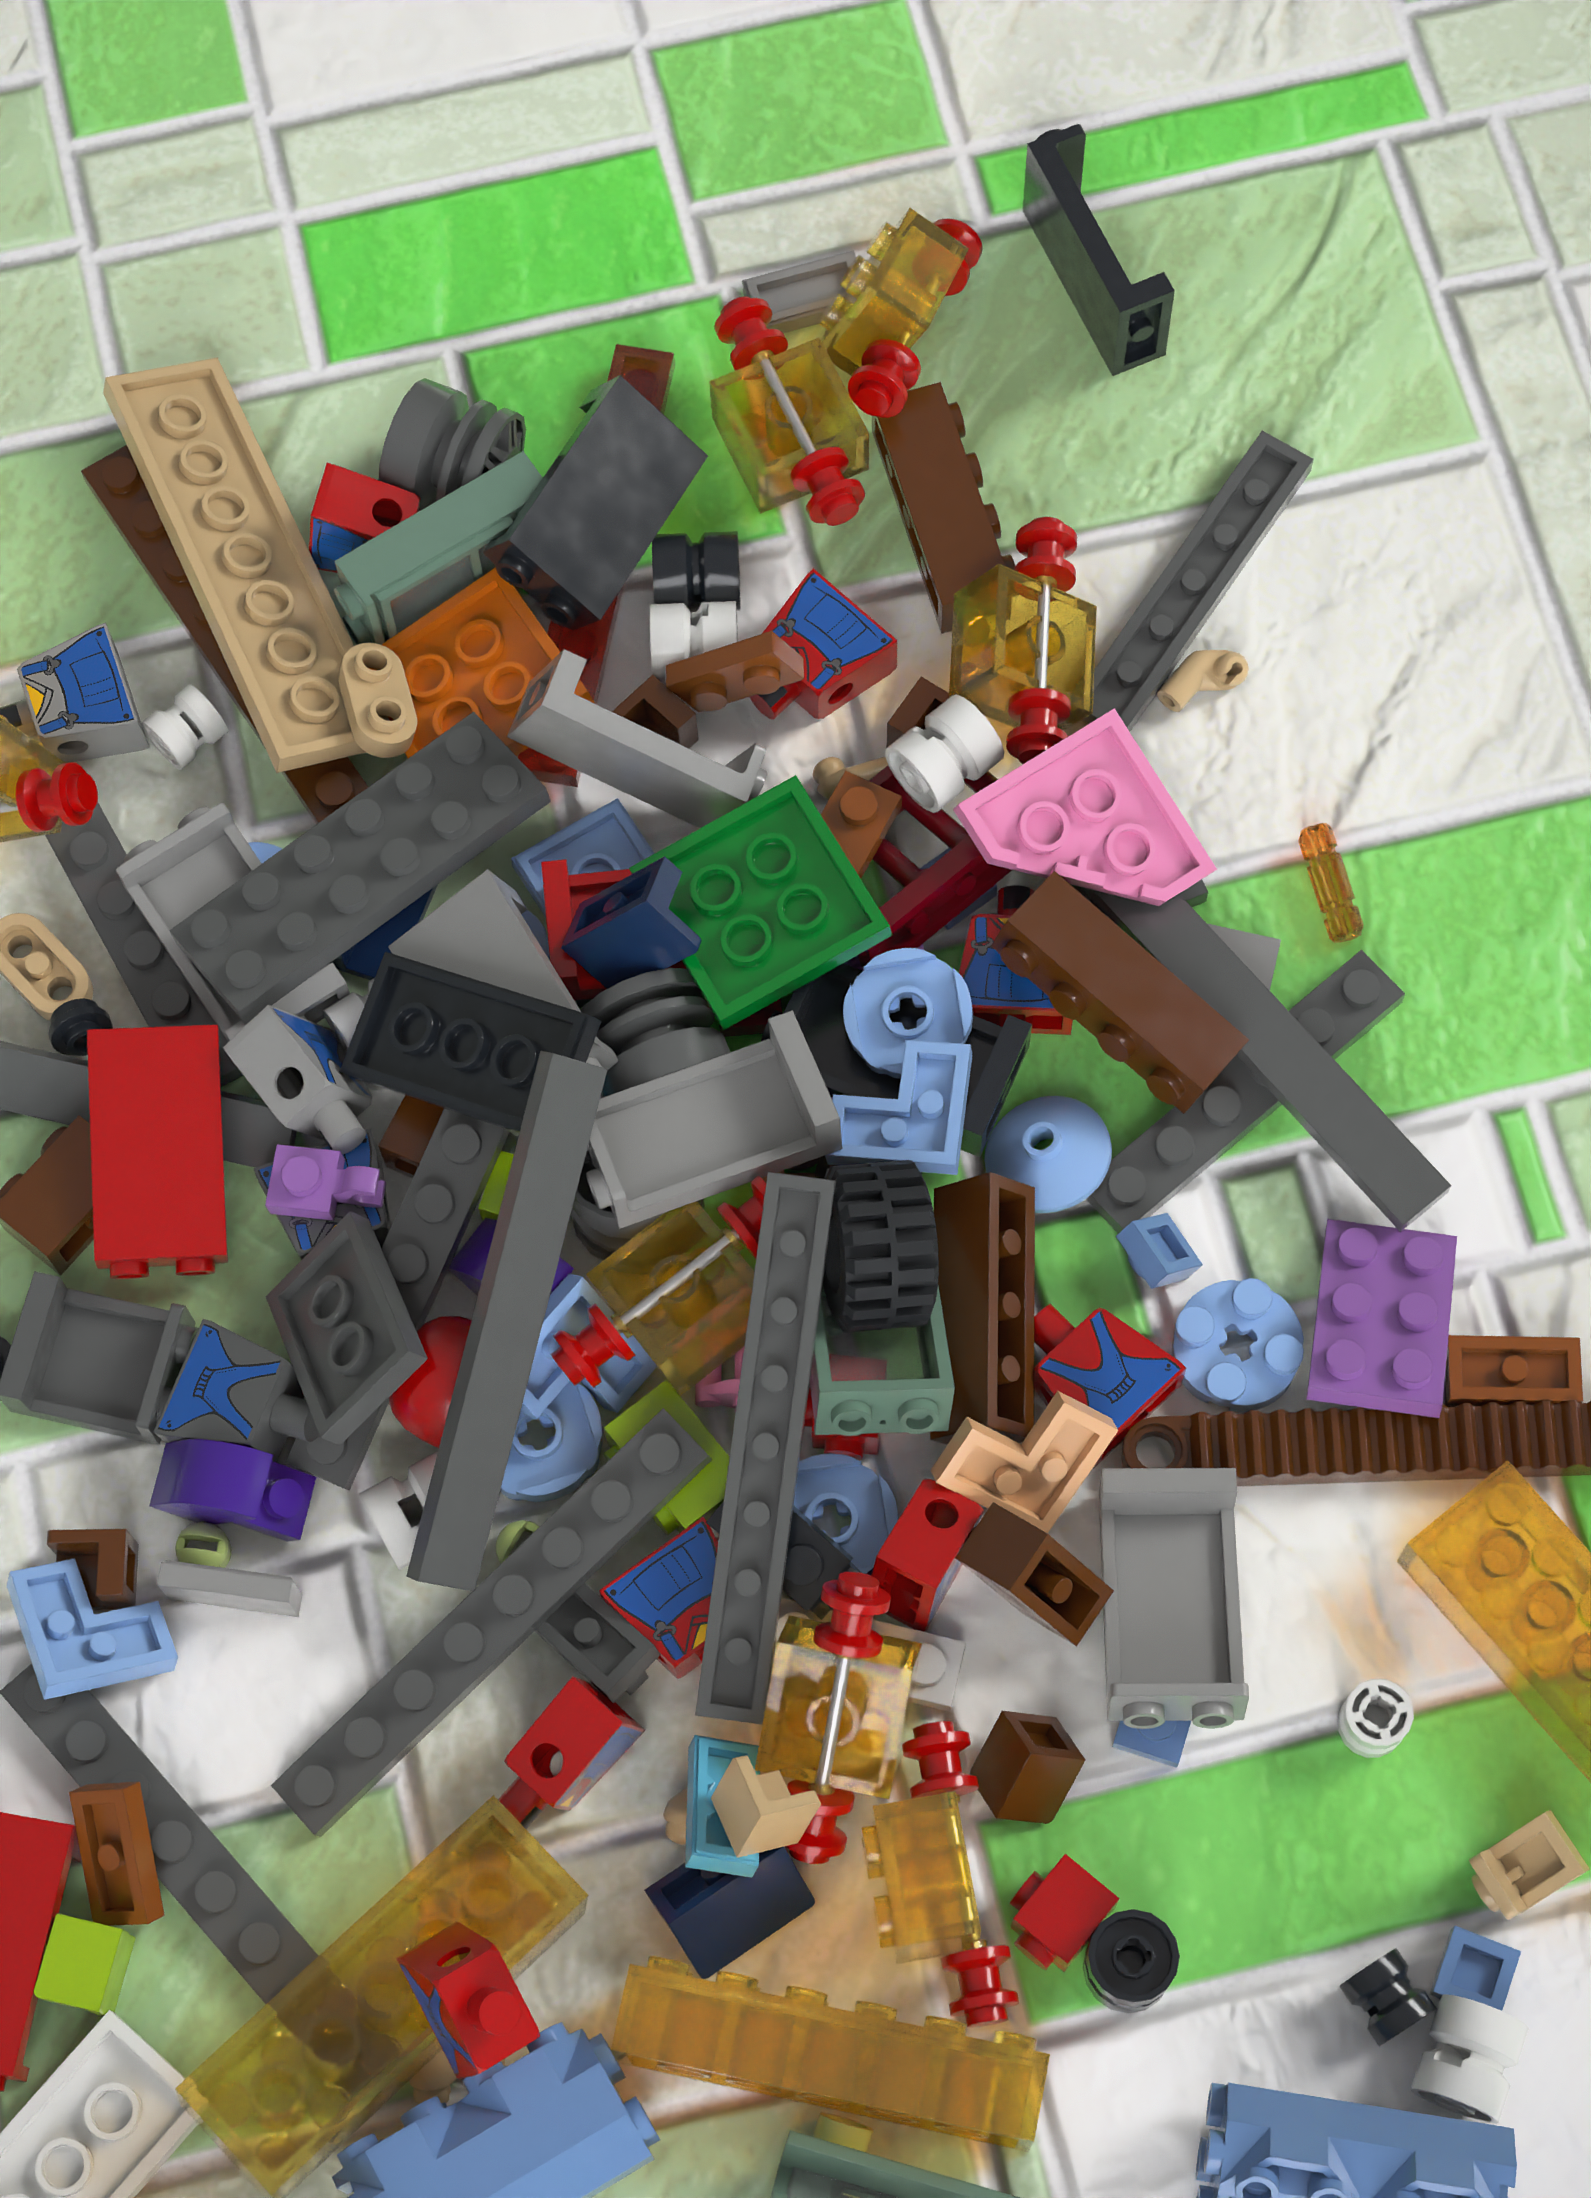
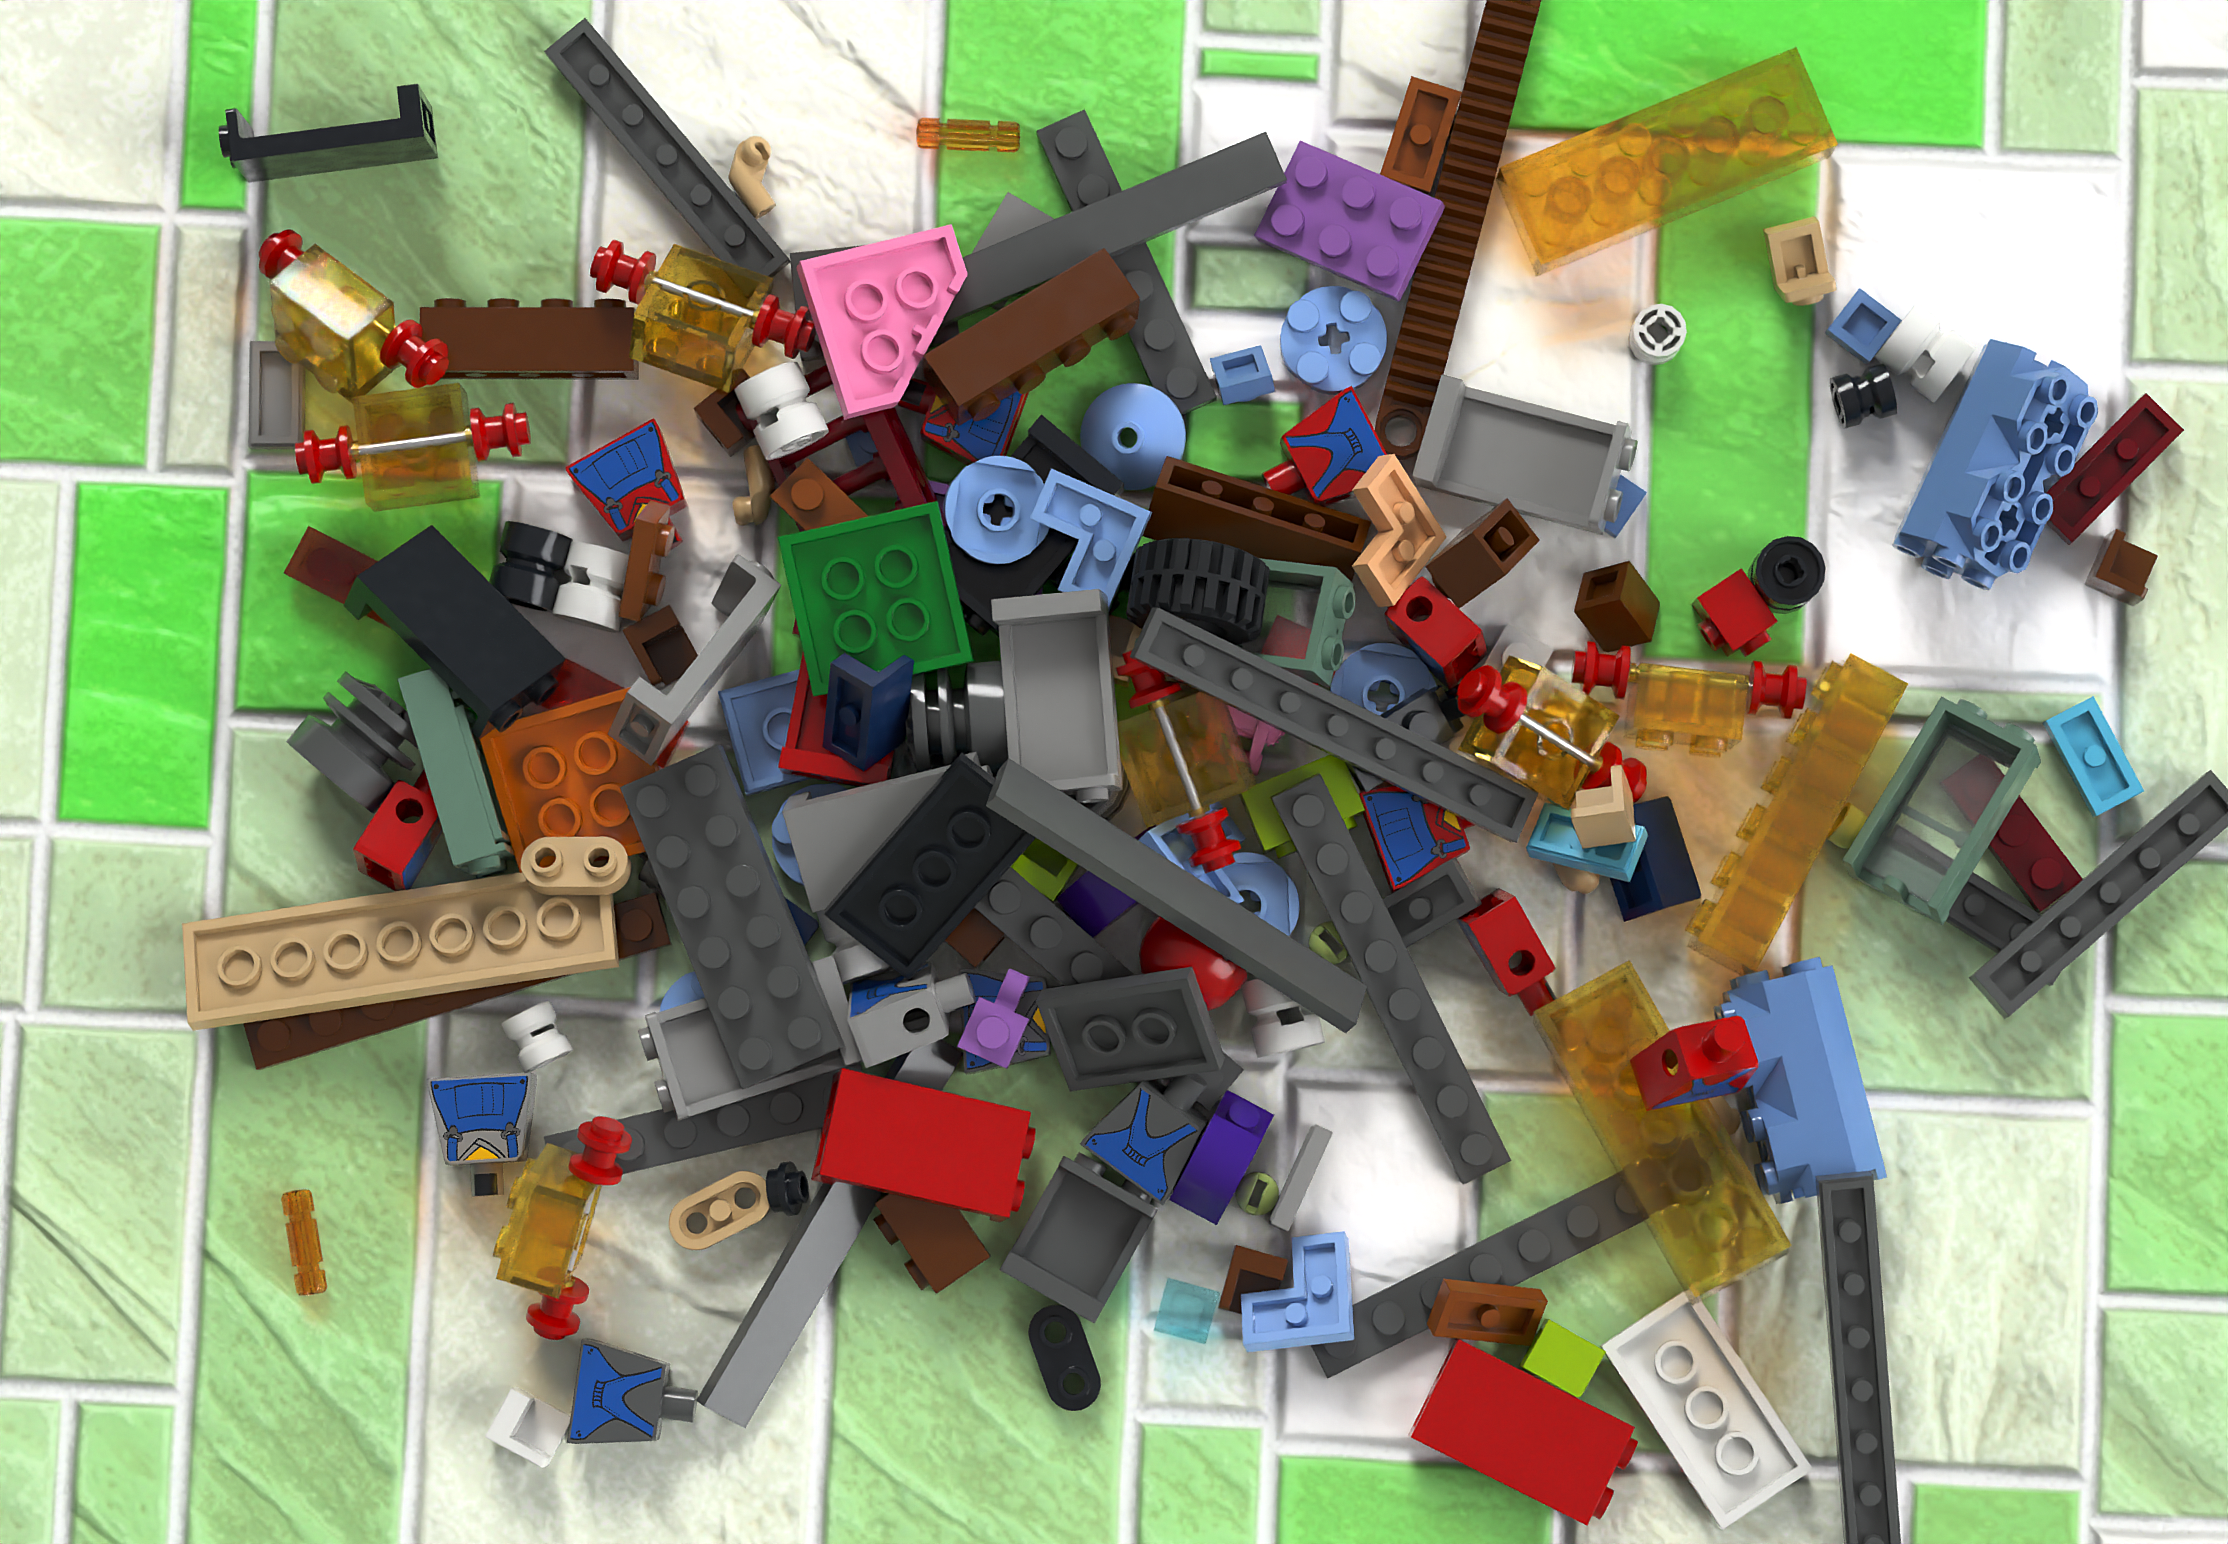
camera: 75 degrees left, 15 degrees up
(42, 1498) = (1186, 1310): none -> clear light blue panel

